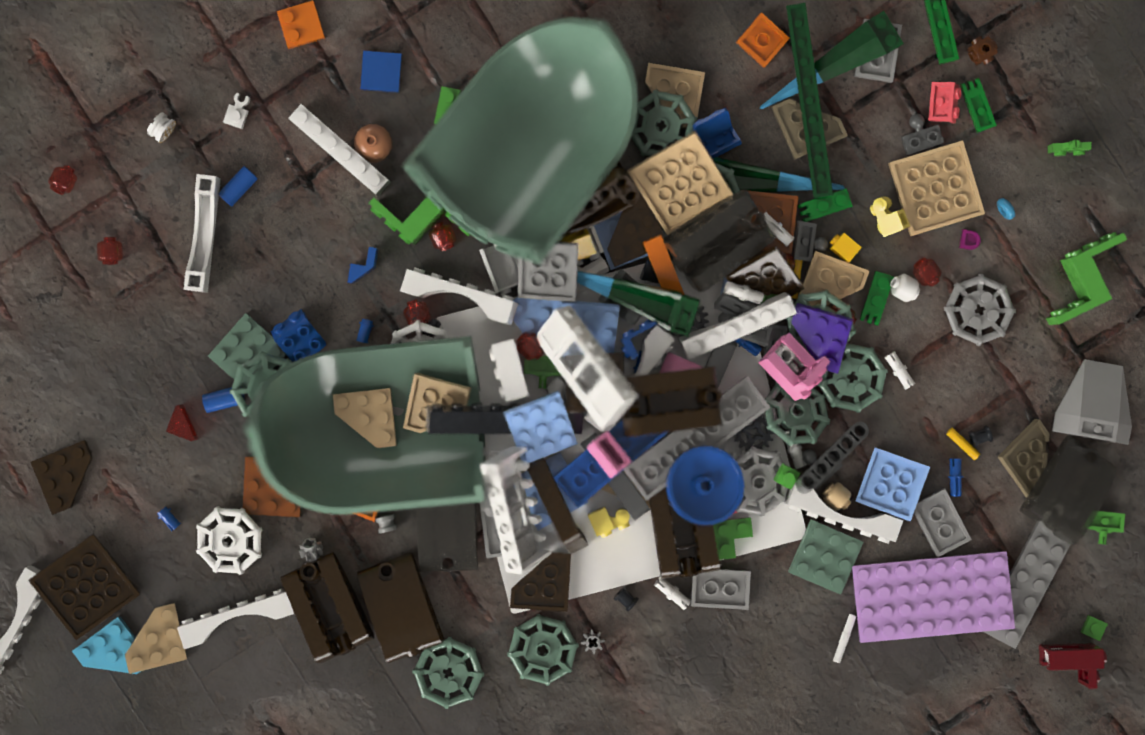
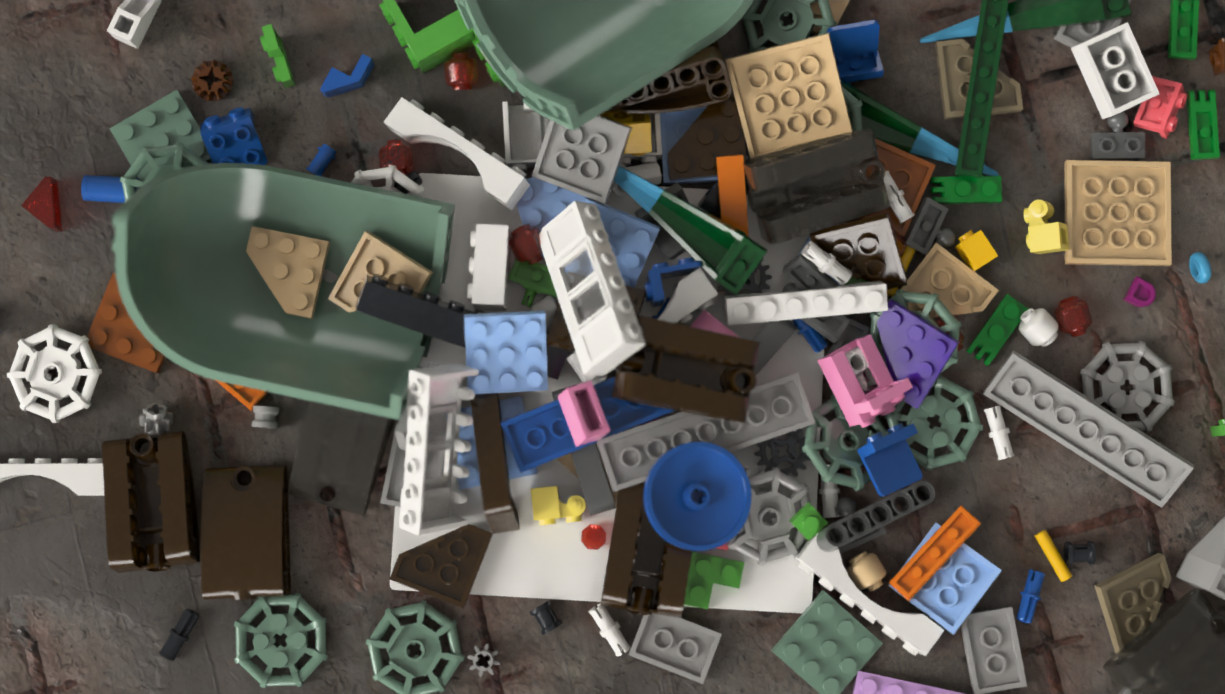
camera: 10 degrees right, 5 degrees down
(274, 304) = (218, 89): none -> reddish brown gear
(304, 261) = (273, 45): none -> bright green plate
(377, 691) = (179, 634): none -> black axle
(641, 533) = (593, 537): none -> clear red tile
(830, 415) = (891, 460): none -> blue bracket
(880, 469) = (935, 553): none -> orange tile
(904, 89) = (1115, 71): none -> white brick
(960, 348) = (1088, 429): none -> light grey plate

